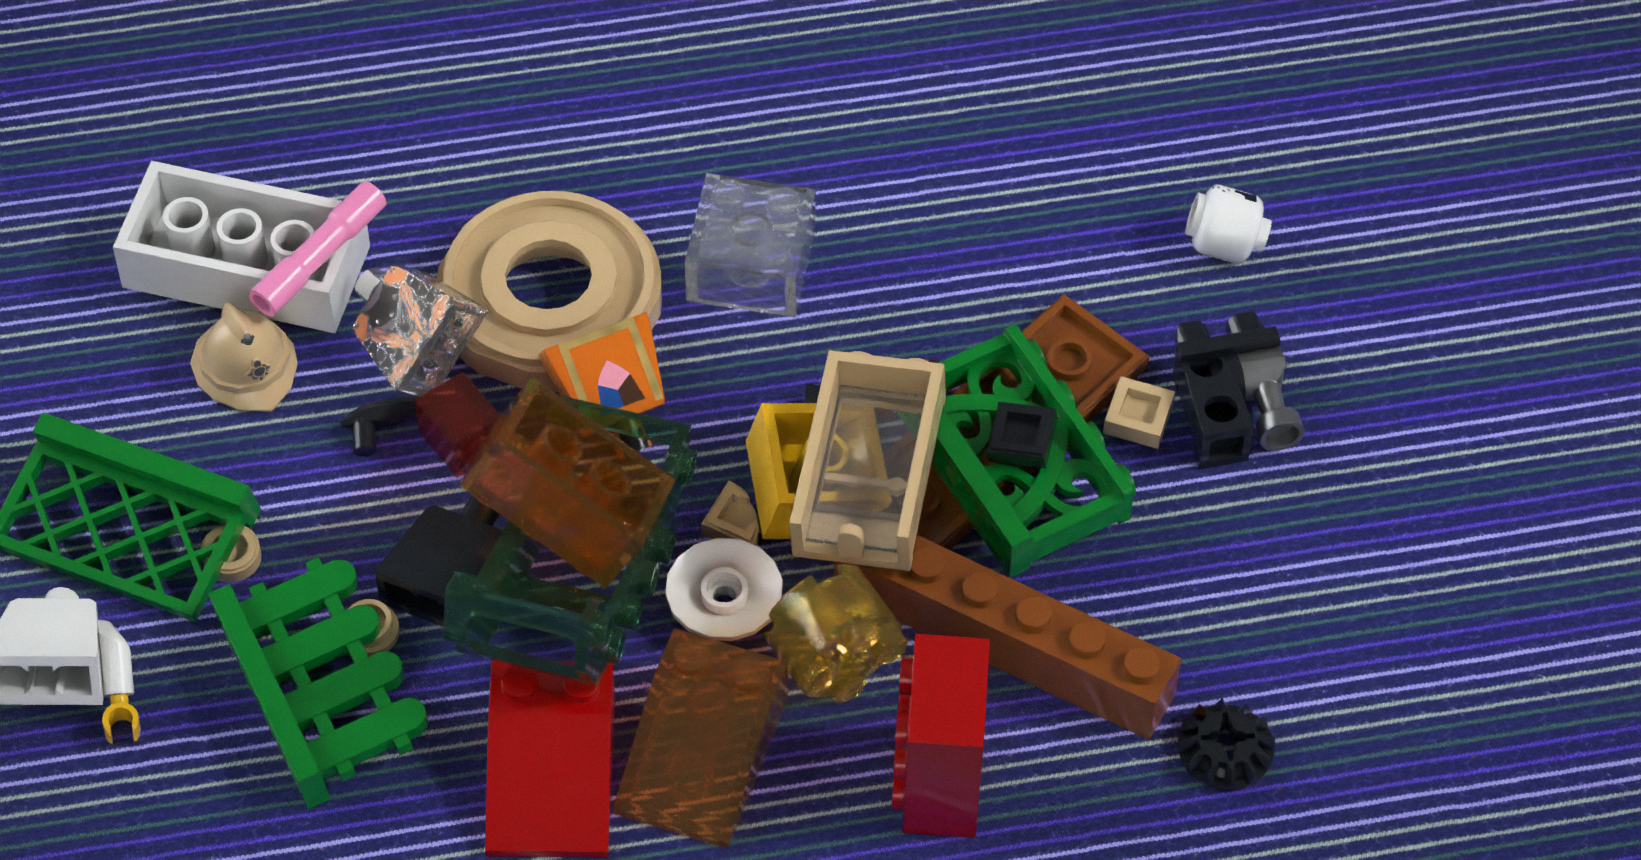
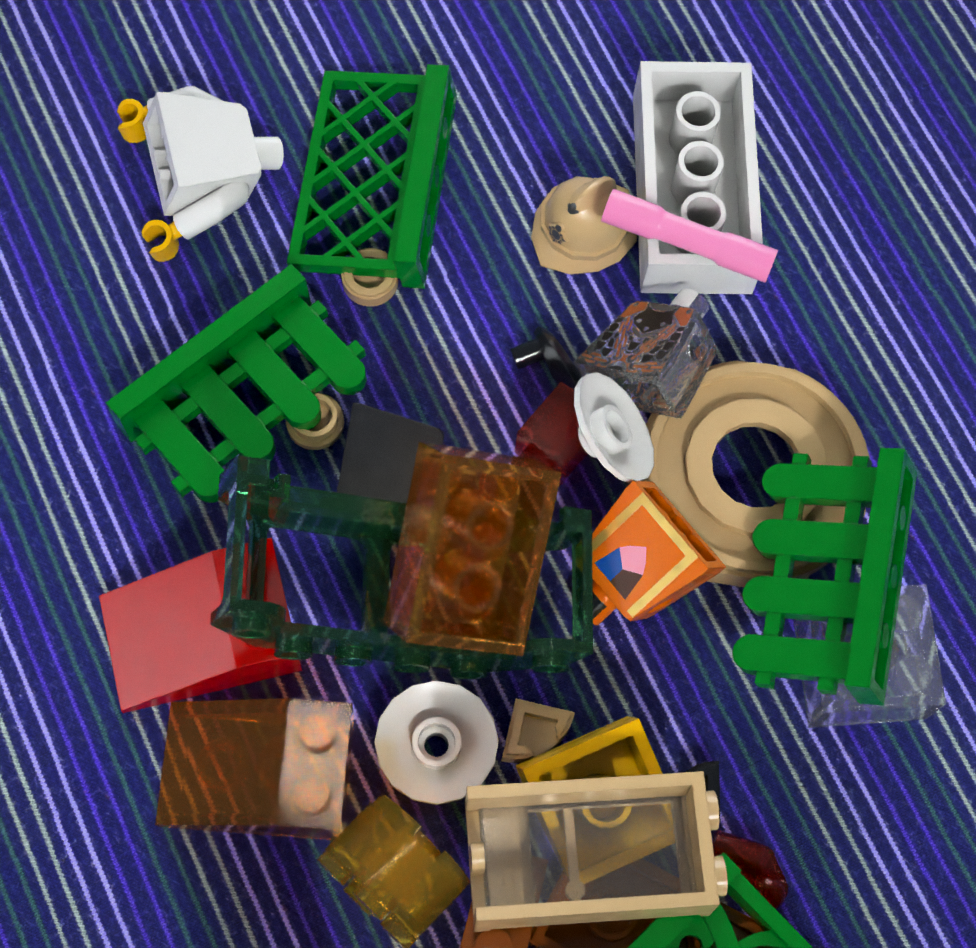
camera: 70 degrees right, 15 degrees up
(484, 365) = (613, 428): none -> white dish
(704, 232) = (867, 605): none -> green fence

